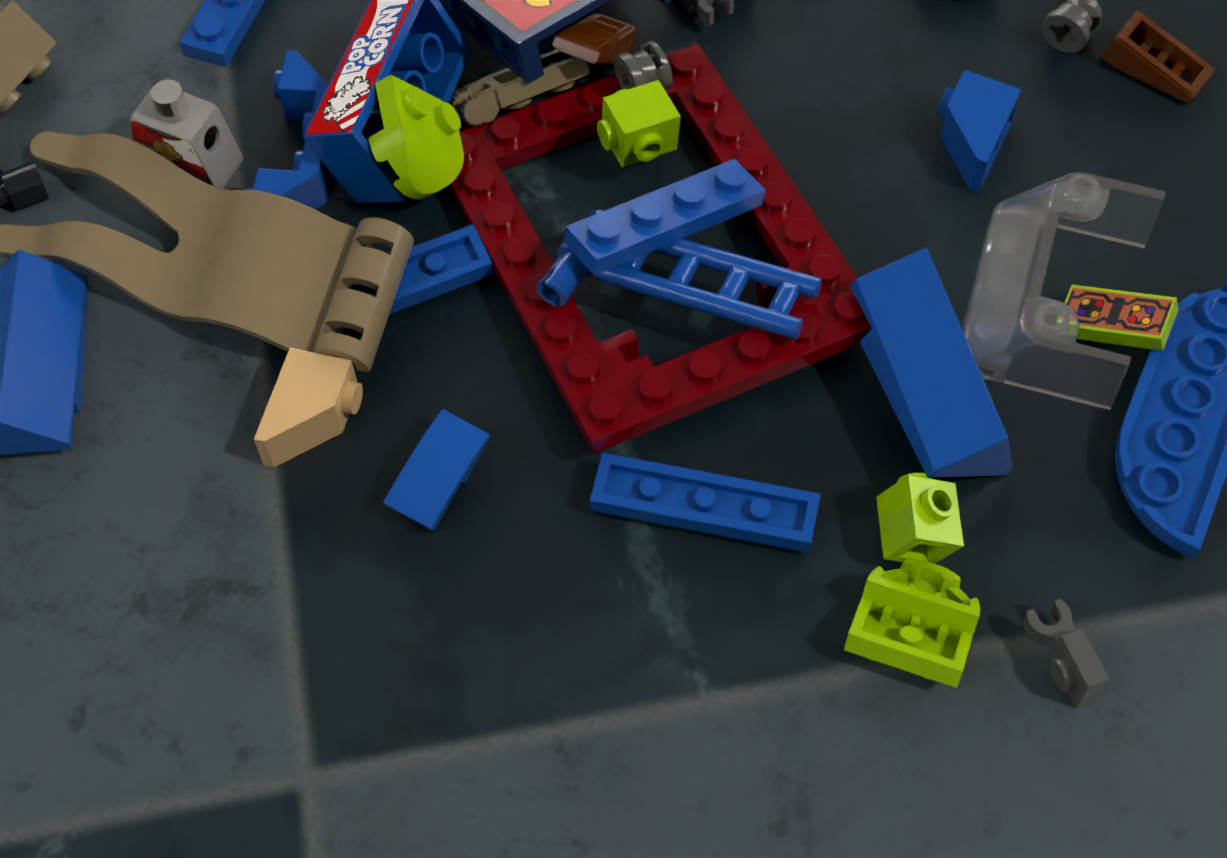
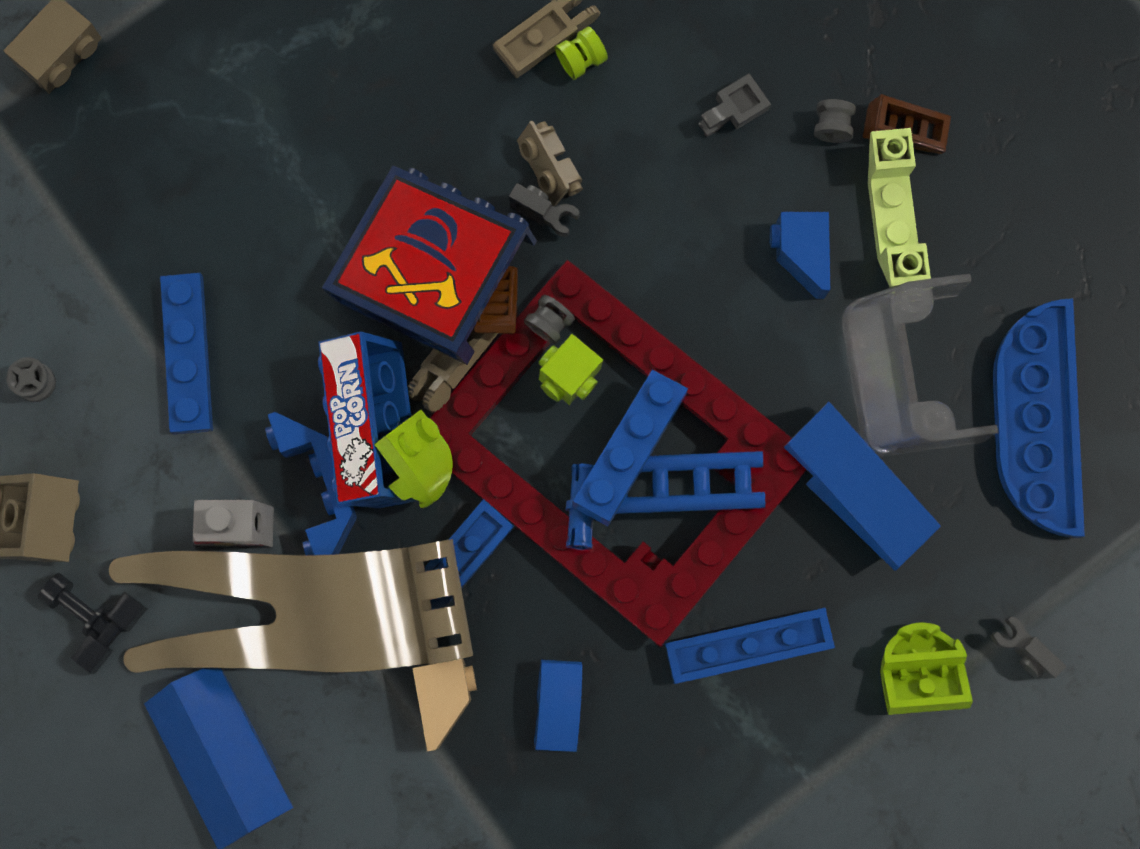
camera: 30 degrees left, 20 degrees up
(919, 519) = (899, 600): lime brick -> none
(1111, 105) = (892, 207): none -> yellowish green slope
(1123, 316) = (964, 374): tile -> none

